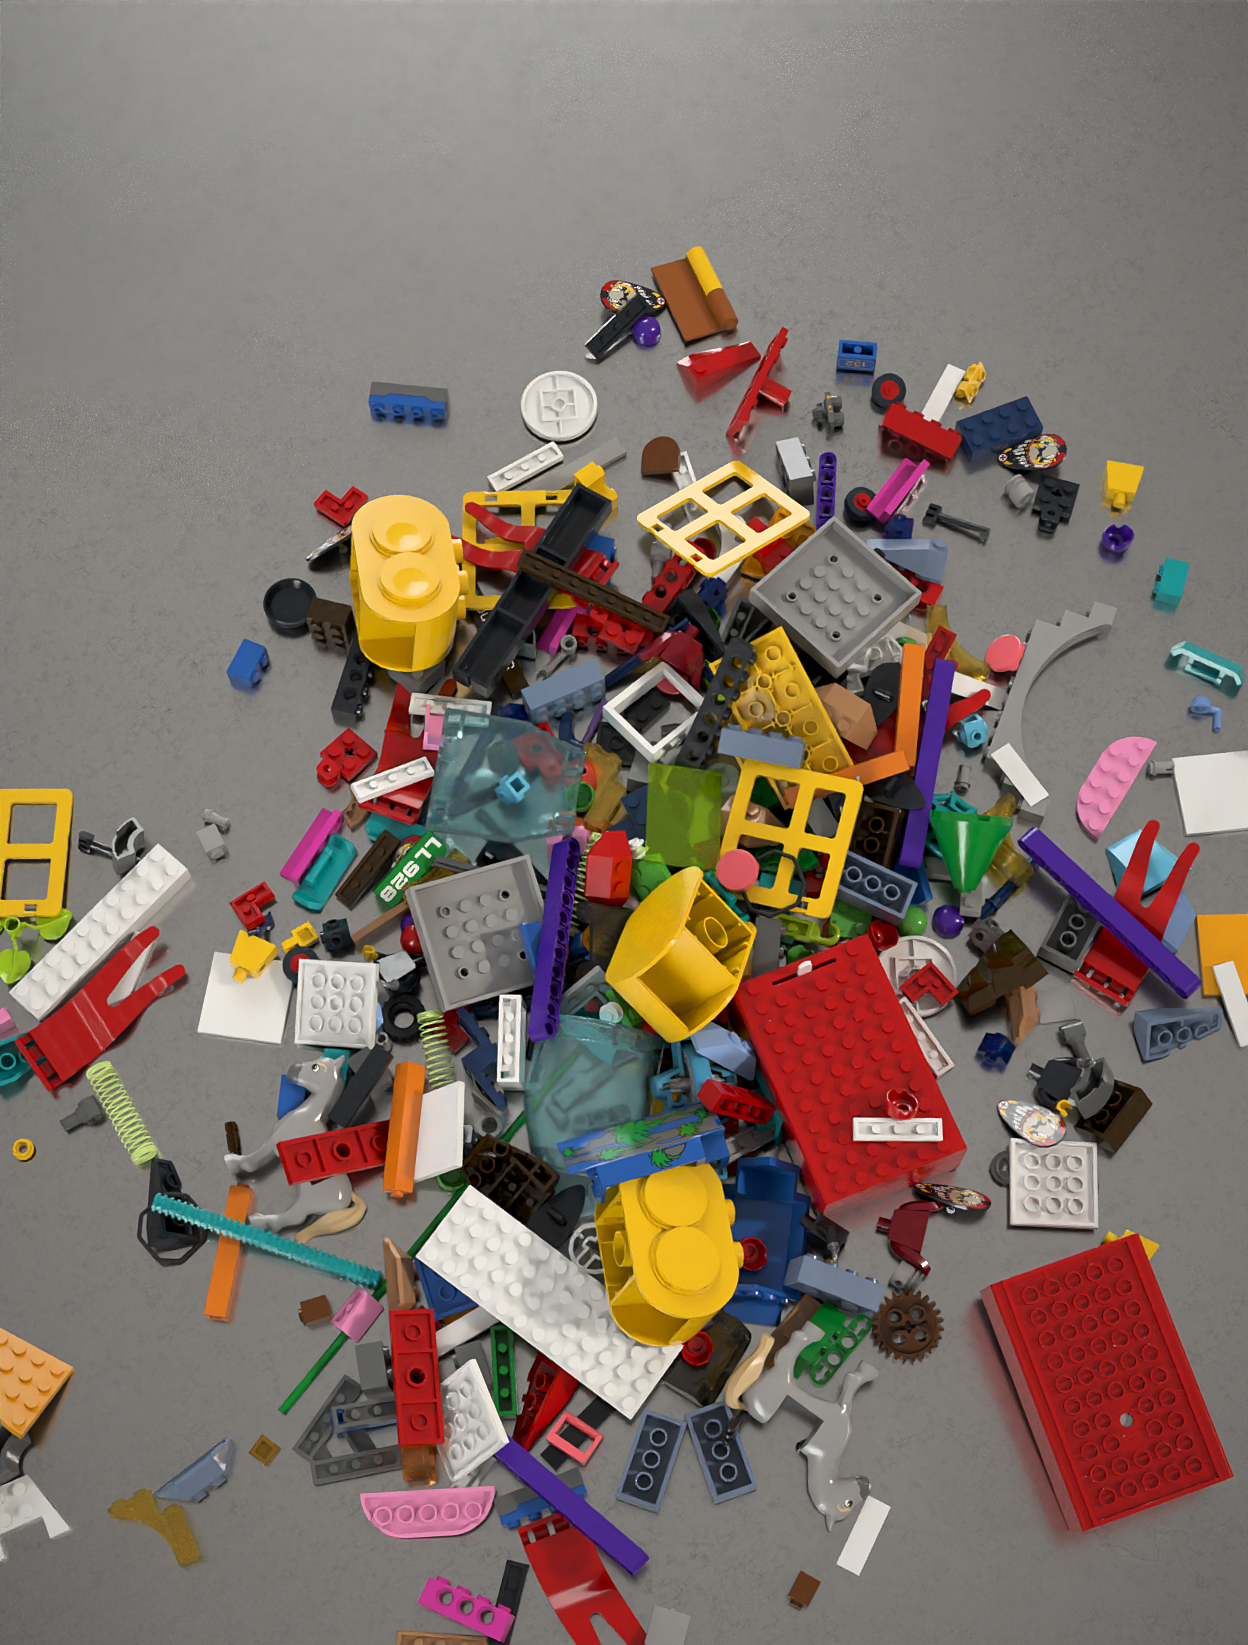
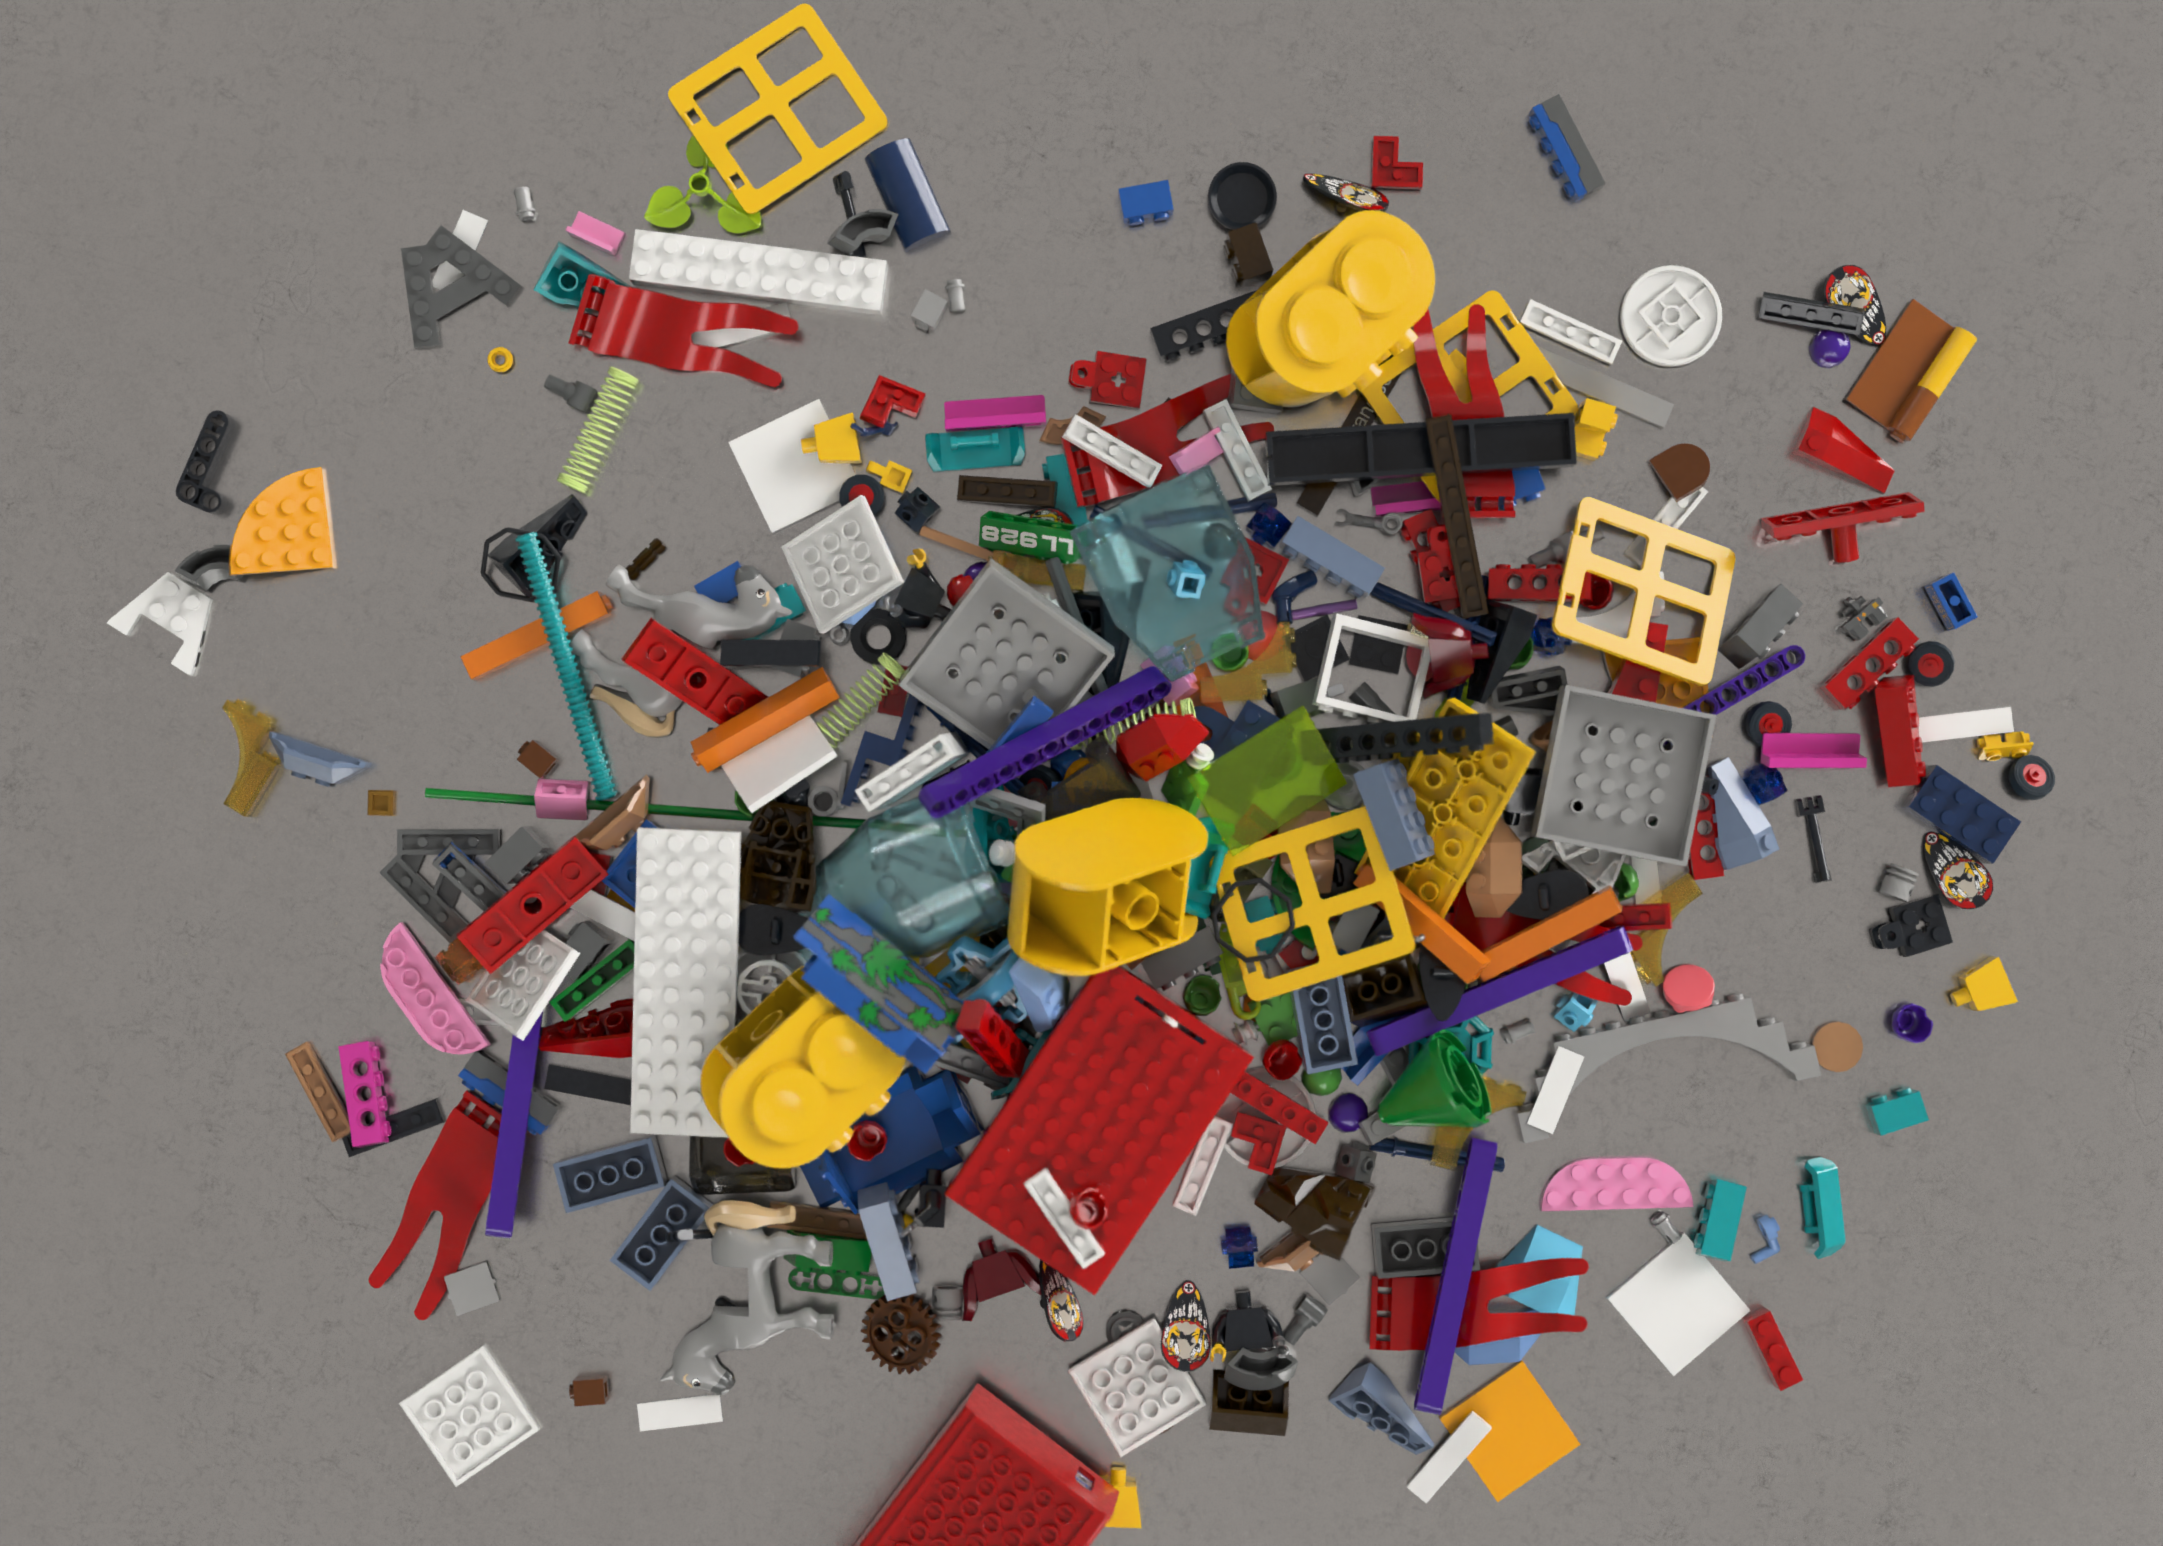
camera: 55 degrees right, 20 degrees up
(115, 805) = (907, 192): none -> dark blue brick
(566, 1447) = (568, 1098): coral tile -> none
(737, 870) = (1242, 876): coral tile -> none
(866, 452) = (1837, 687): none -> red brick
(918, 954) = (1280, 1107): none -> red brick
(1002, 377) = (2031, 777): none -> black wheel
(1104, 589) = (1837, 1046): none -> medium nougat tile
(1177, 729) = (1720, 1220): none -> teal brick

